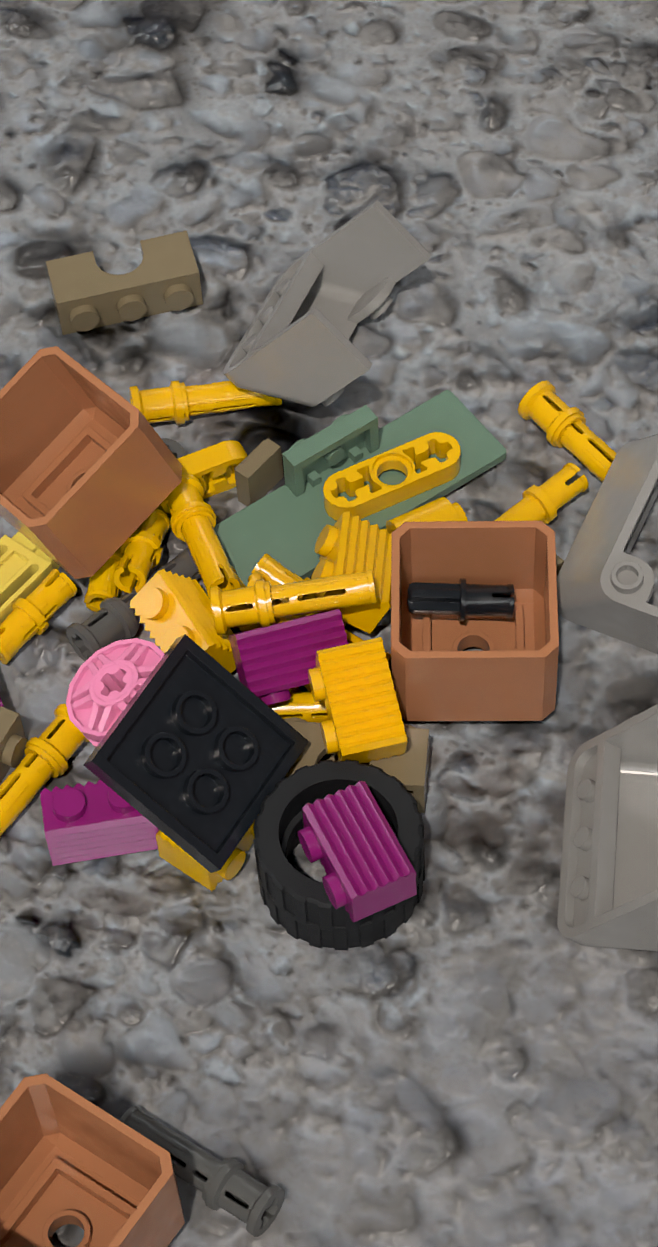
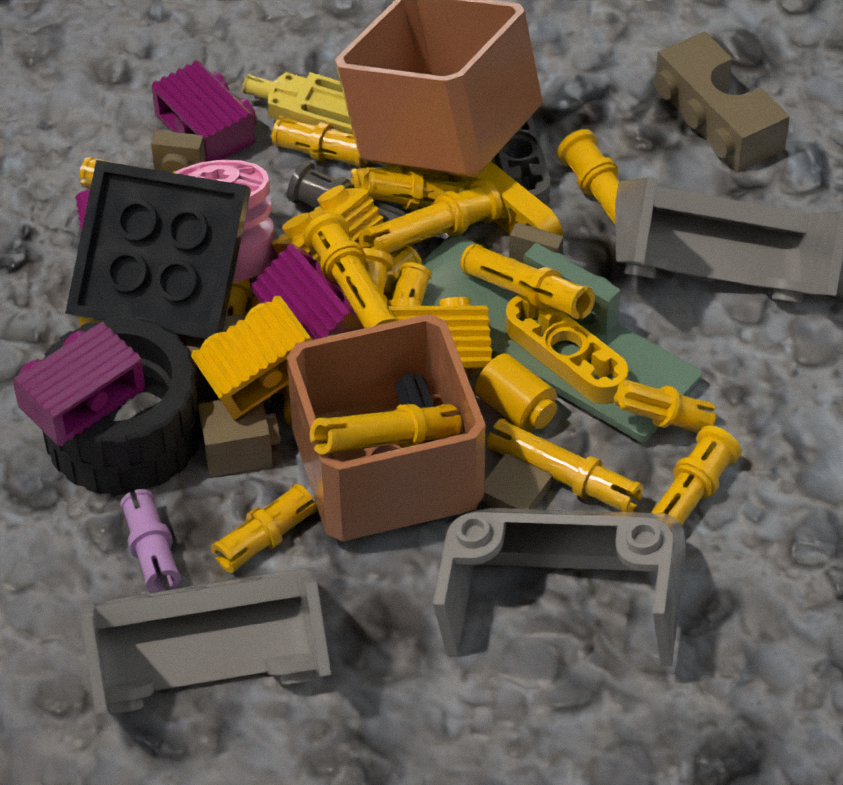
camera: 70 degrees right, 5 degrees down
(319, 476) = (541, 286): none -> yellow pin
(492, 419) = (664, 406): none -> yellow axle
(501, 597) = (399, 427): none -> yellow pin
(502, 870) = (150, 541): none -> lavender pin
(514, 772) = (263, 528): none -> yellow pin

